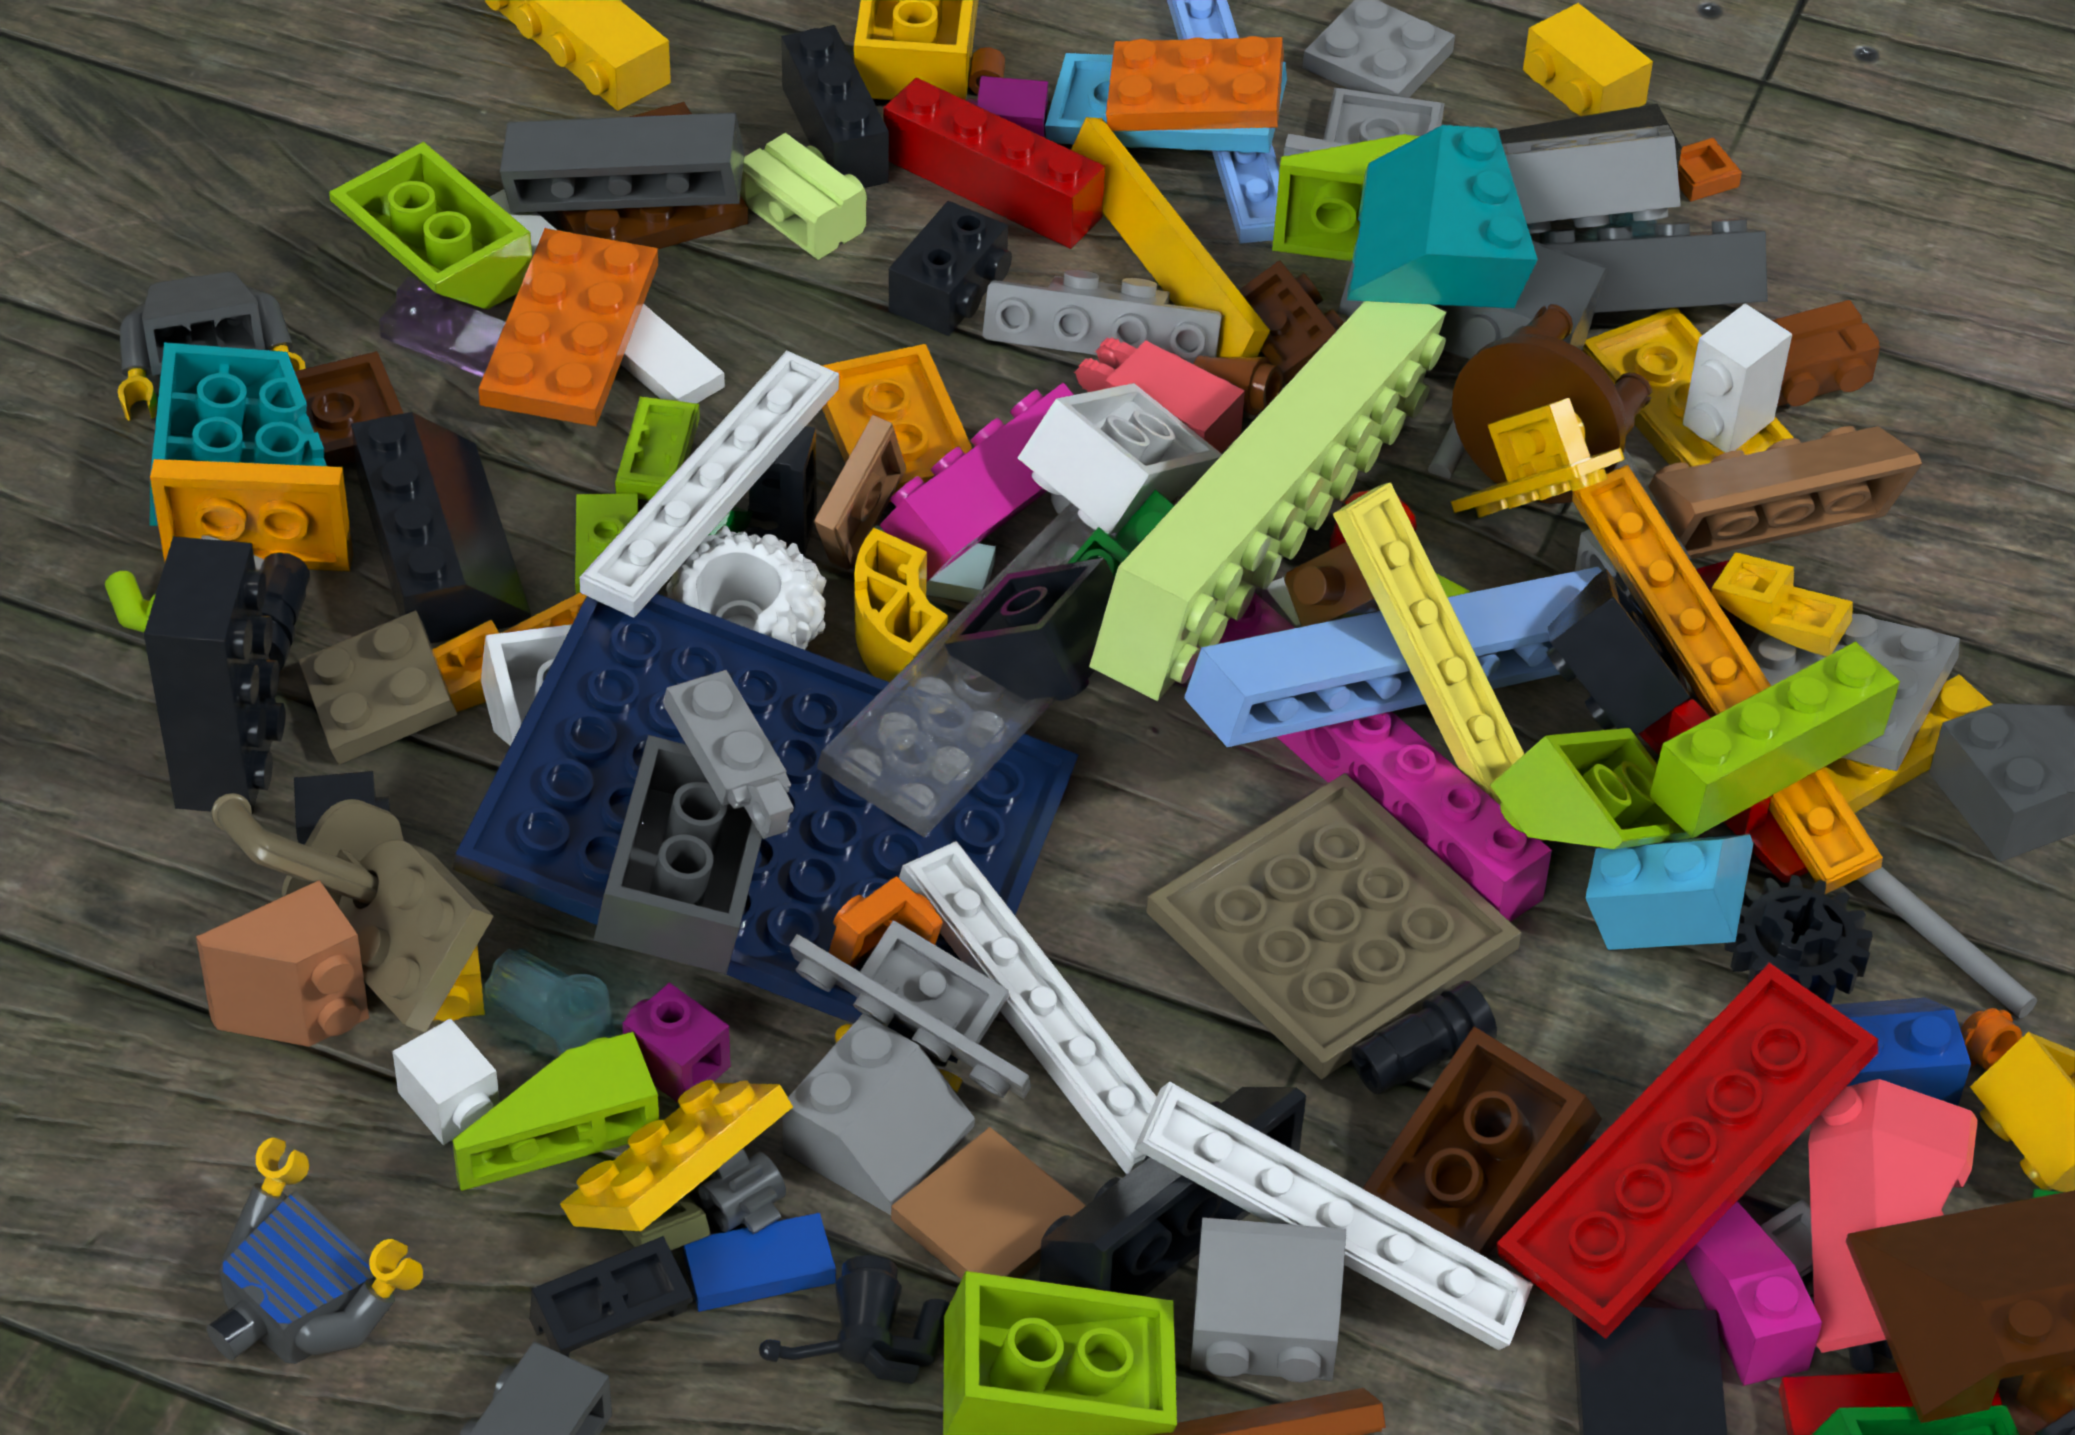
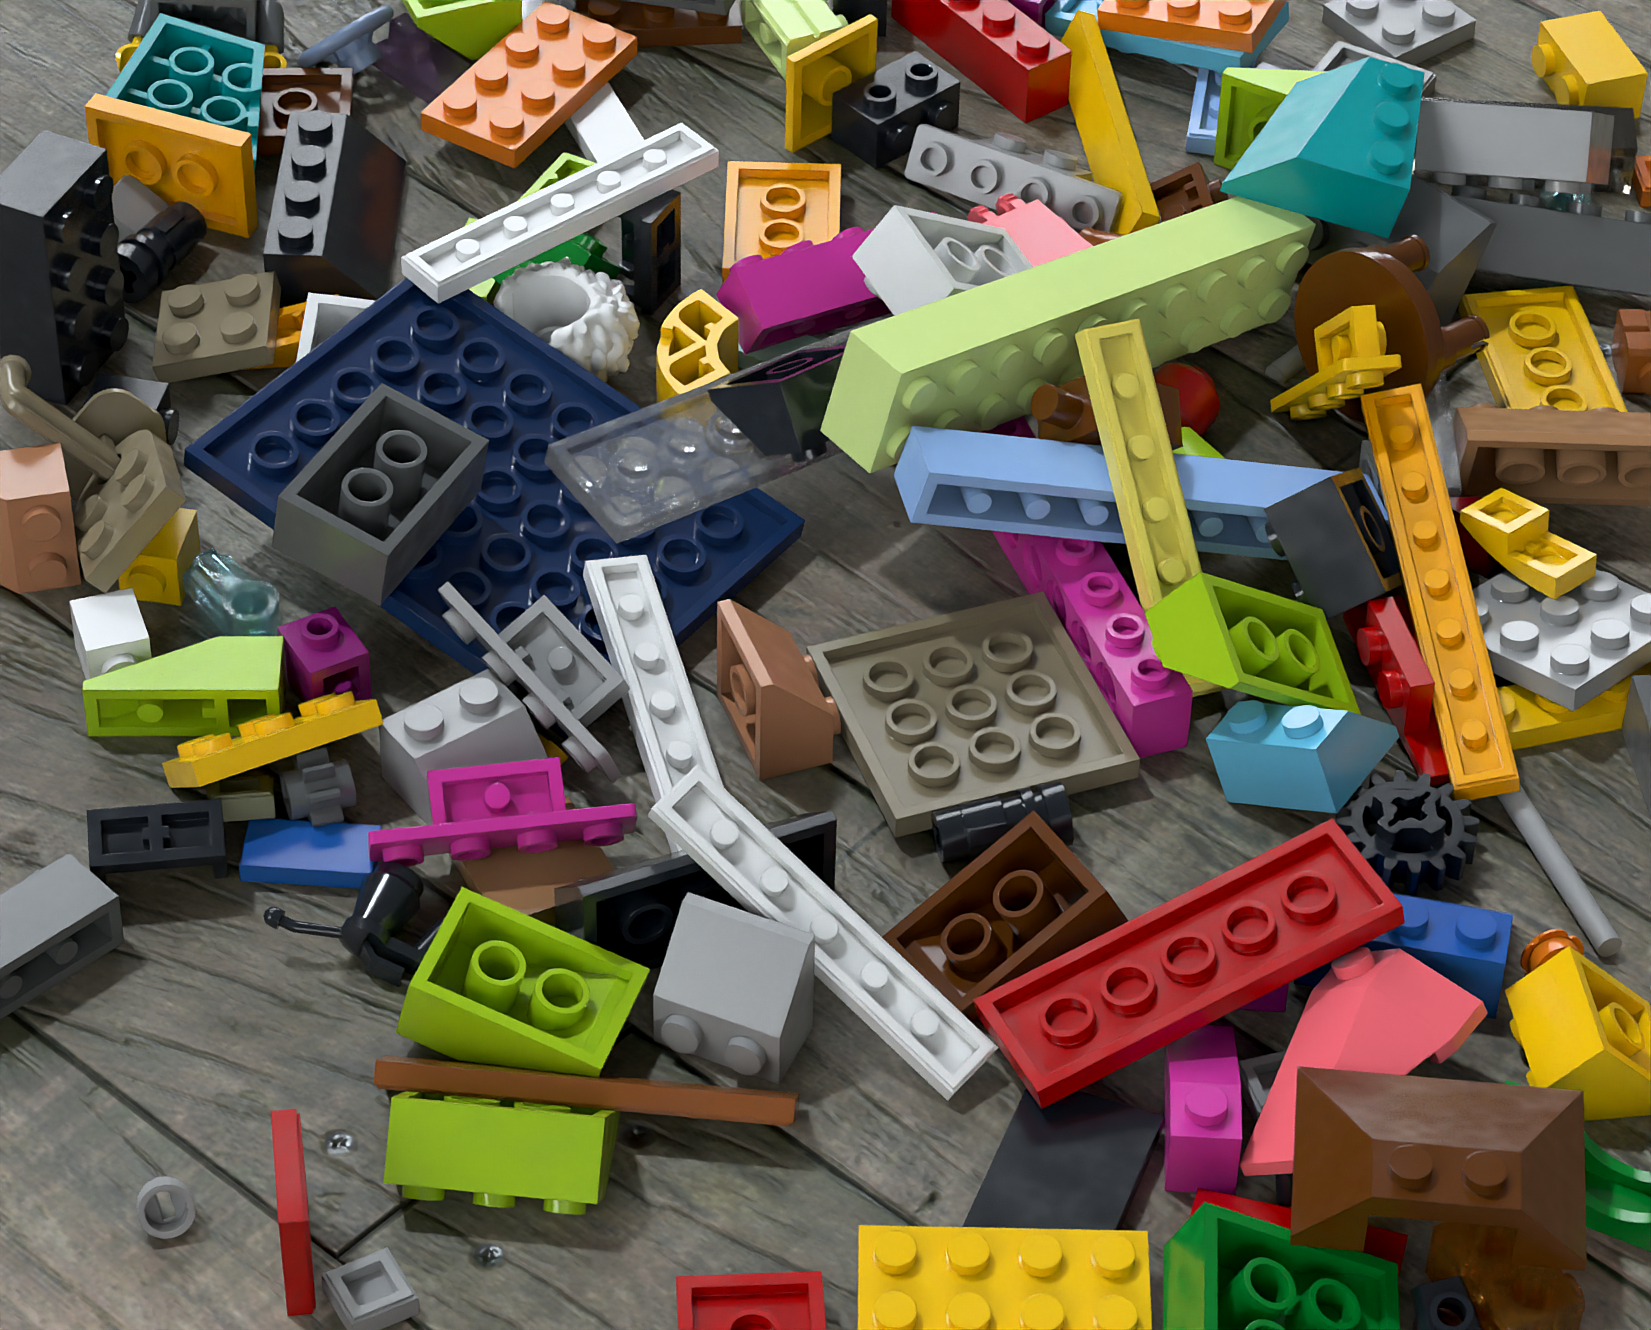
camera: 20 degrees right, 5 degrees down
(360, 322) = (350, 45): none -> sand blue piece
(731, 749) = (448, 409): light grey hinge -> none
(860, 493) = (703, 250): medium nougat tile -> none
(864, 248) = (819, 72): none -> yellow slope
(865, 920) = (522, 587): orange bracket -> none
(940, 1162) = (497, 809): none -> dark pink bracket
(1141, 962) = (772, 694): none -> nougat slope
(1736, 378) = (1579, 344): white brick -> none
(1773, 739) = (1441, 639): lime brick -> none

